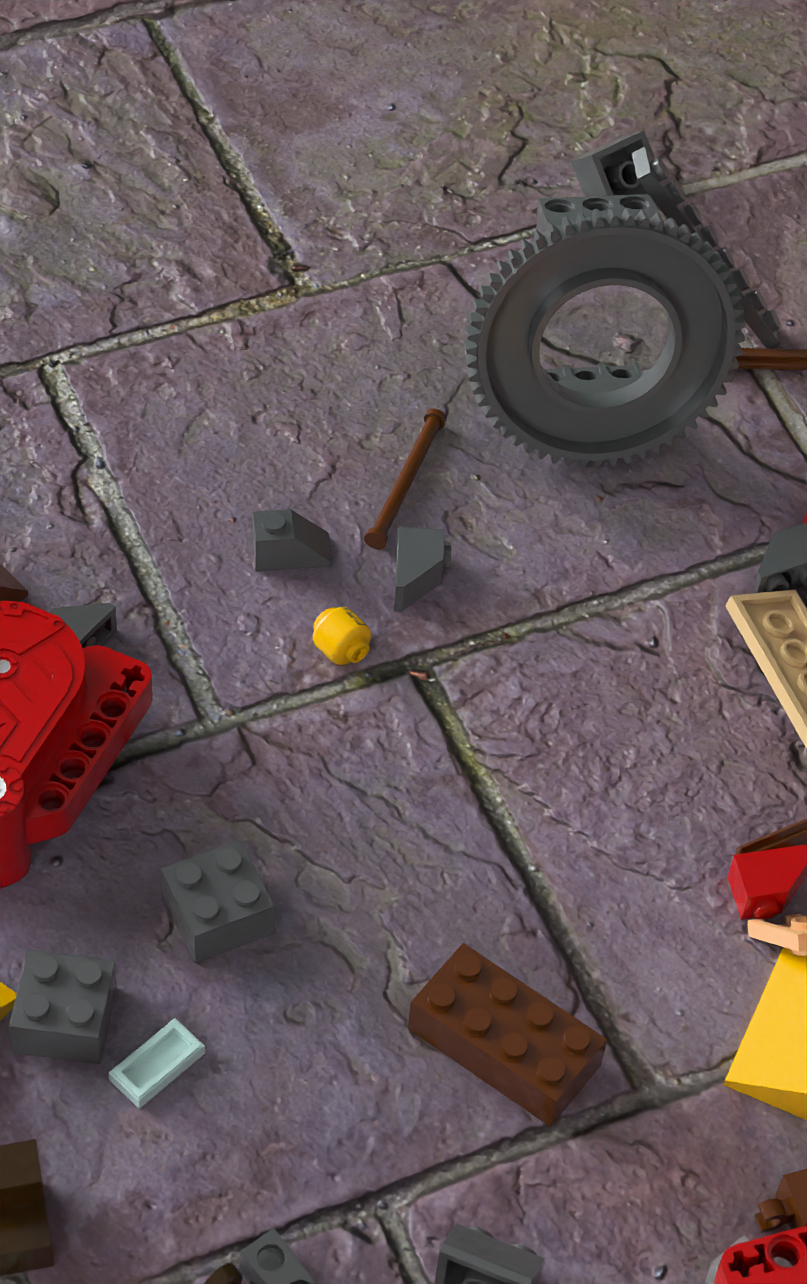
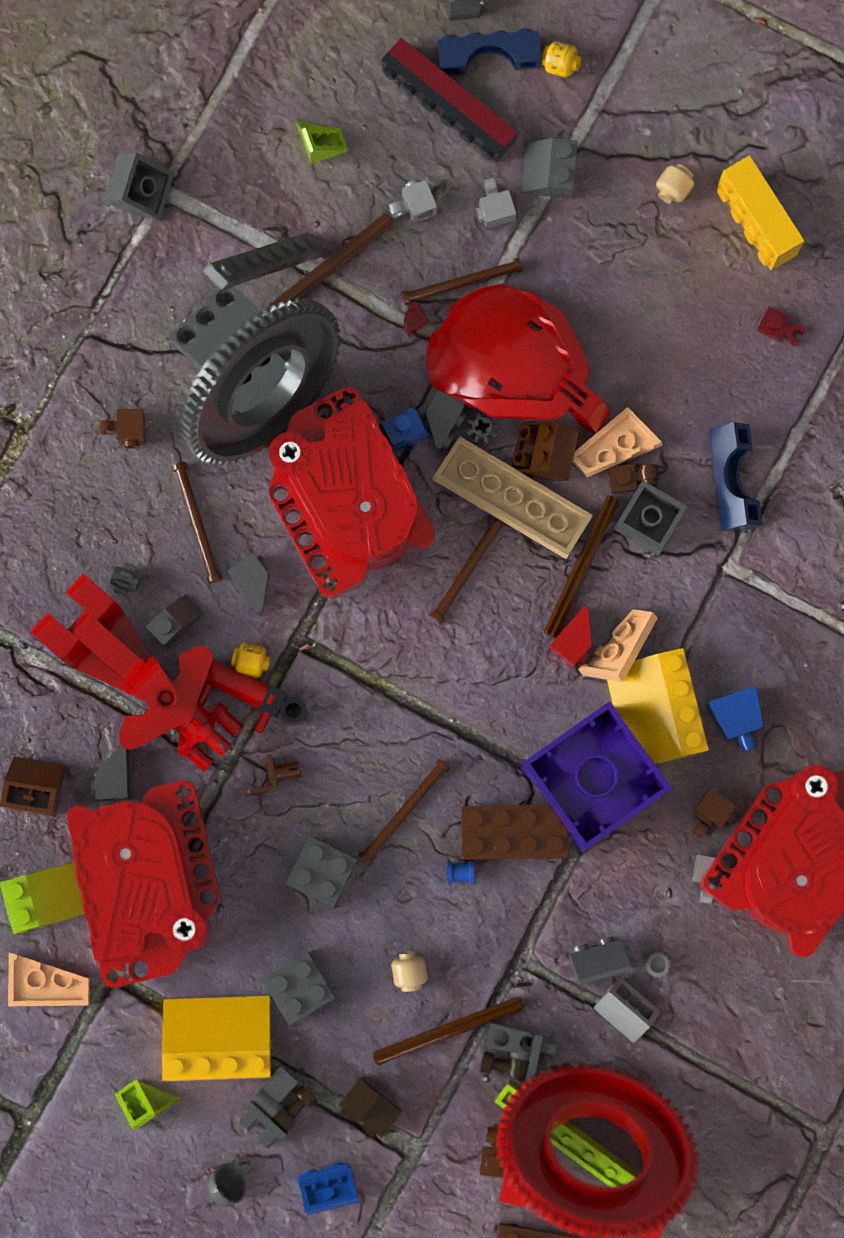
camera: 35 degrees left, 30 degrees up
(156, 1063) = (363, 977): light aqua tile -> none
(191, 521) = (110, 650): none -> red piece
(205, 1207) = (448, 1030): none -> reddish brown axle
(222, 1094) = (409, 971): none -> tan head
(260, 763) = (275, 773): none -> reddish brown bracket
(274, 469) = (125, 579): none -> dark grey gear
(327, 685) = (249, 690): none -> red piece
(382, 916) = (403, 812): none -> reddish brown bar
(394, 1031) = (460, 872): none -> blue bush
(412, 349) = (128, 427): none -> reddish brown brick
(603, 539) = (346, 491): none -> red piece
(614, 745) = (466, 570): none -> reddish brown bar
(674, 1026) = (596, 776): none -> dark purple piece
(729, 536) = (404, 429): none -> blue torso

